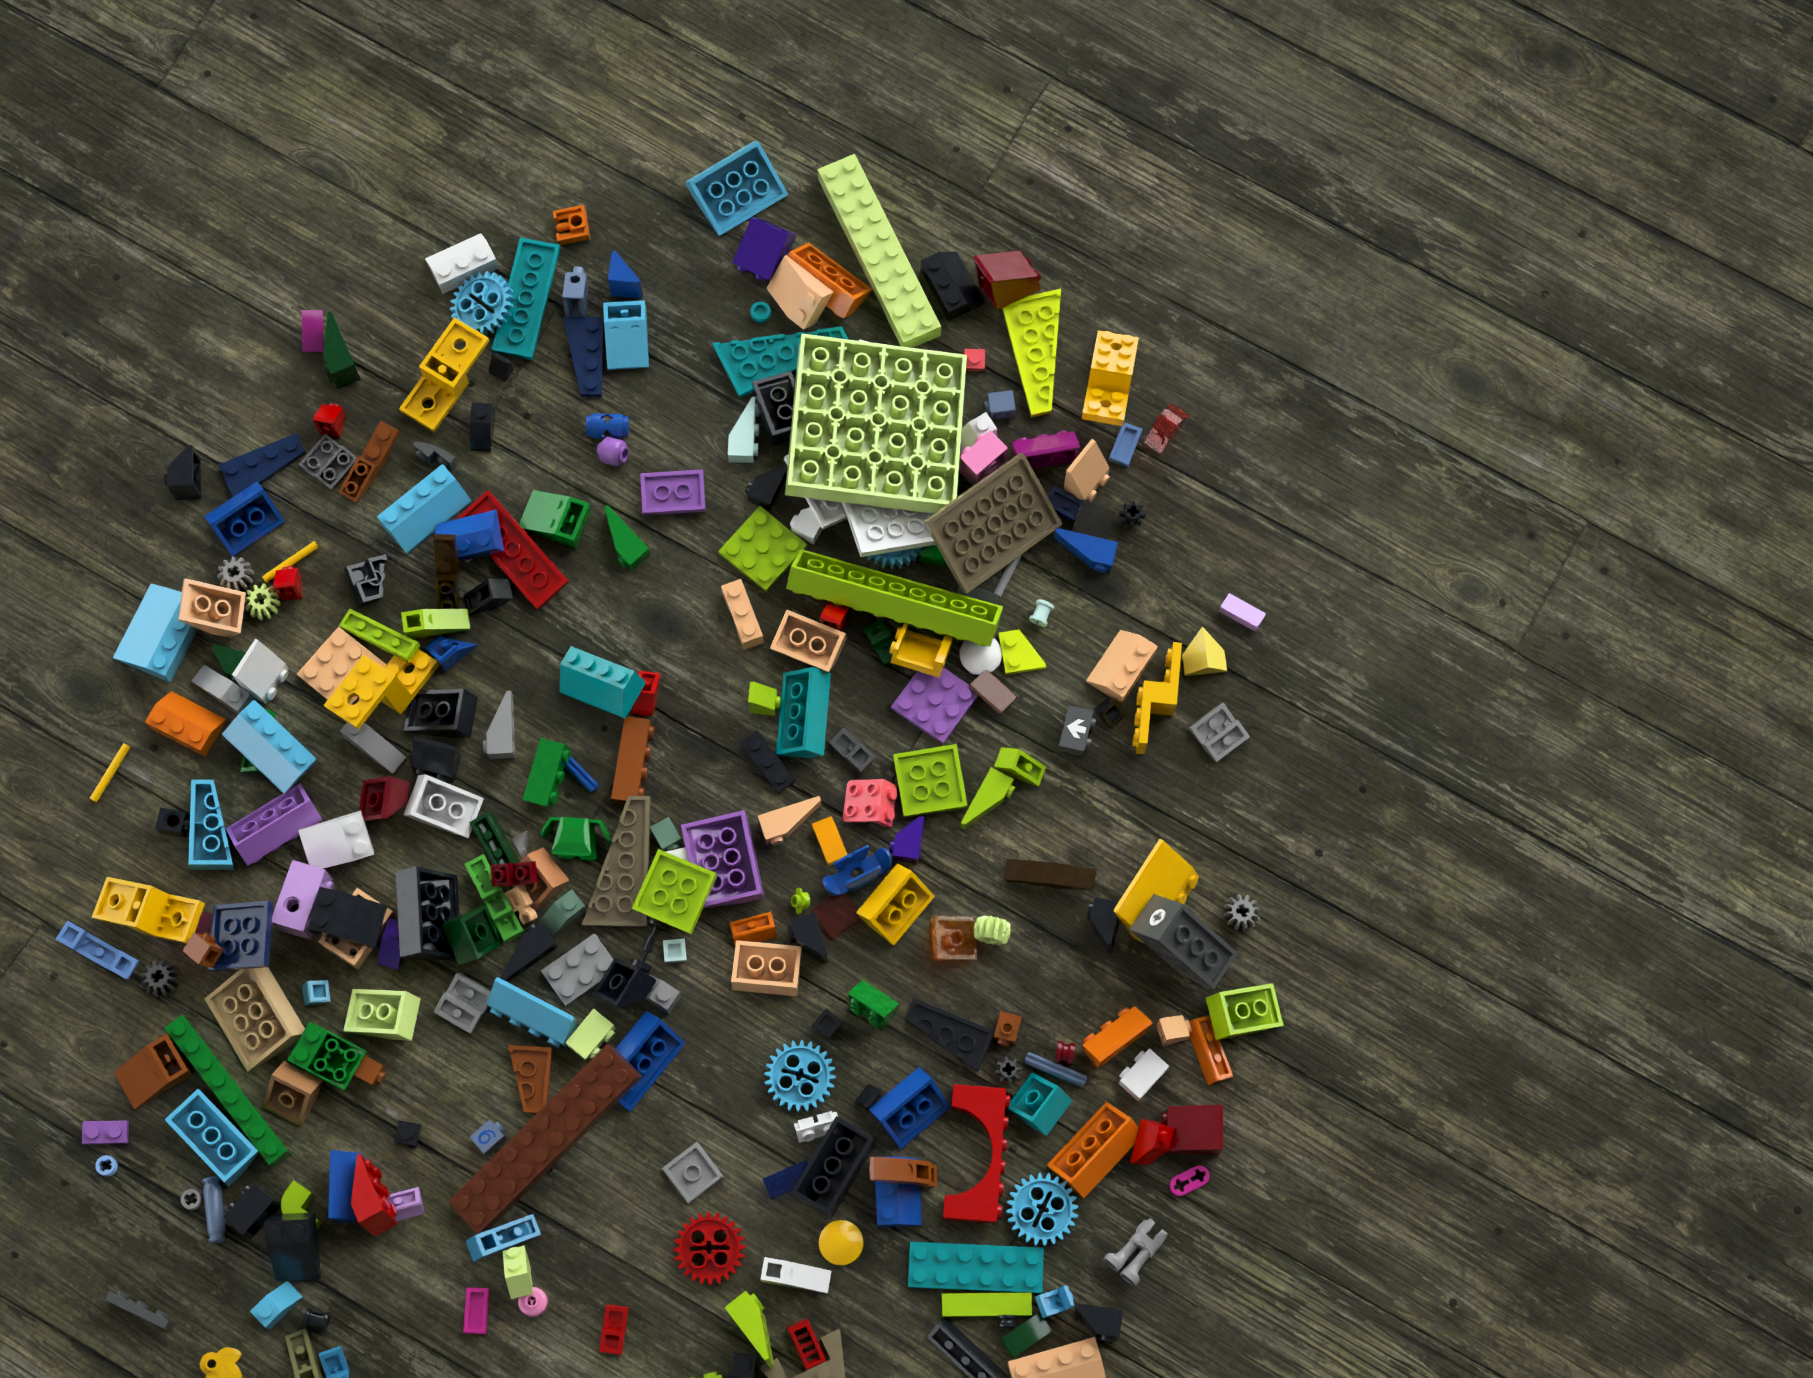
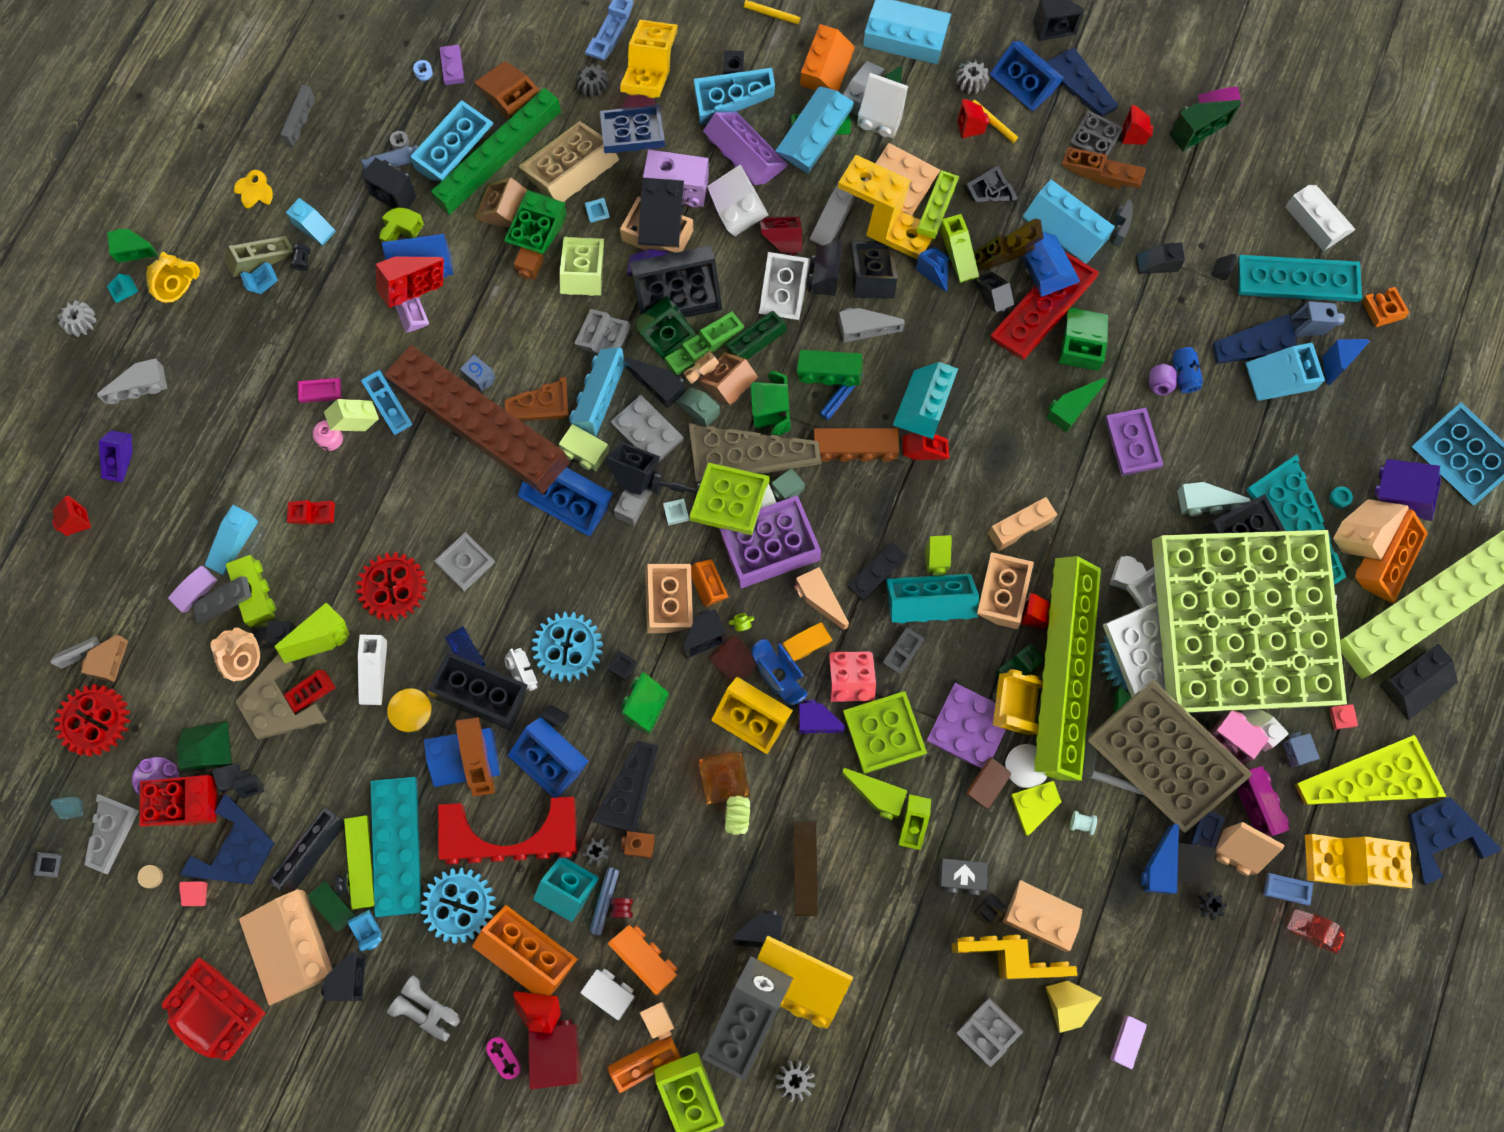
camera: 80 degrees right, 0 degrees up
(203, 949) = (614, 100): dark orange brick -> none
(212, 608) = (934, 54): light nougat slope -> none
(270, 601) = (949, 102): yellowish green gear -> none
(293, 1246) = (362, 223): black slope -> none
(408, 1133) = (476, 306): black plate -> none
(444, 374) = (1204, 215): yellow bracket -> none
(494, 289) = (1297, 245): medium azure gear -> none
(513, 873) = (726, 351): dark red slope -> none
(522, 843) = (759, 358): clear slope -> none
(762, 549) = (1094, 534): lime plate -> none
(766, 487) = (1155, 524): black slope -> none
(1006, 277) = (1444, 735): dark red slope -> none
(1087, 299) = (1441, 827): none -> dark blue wing

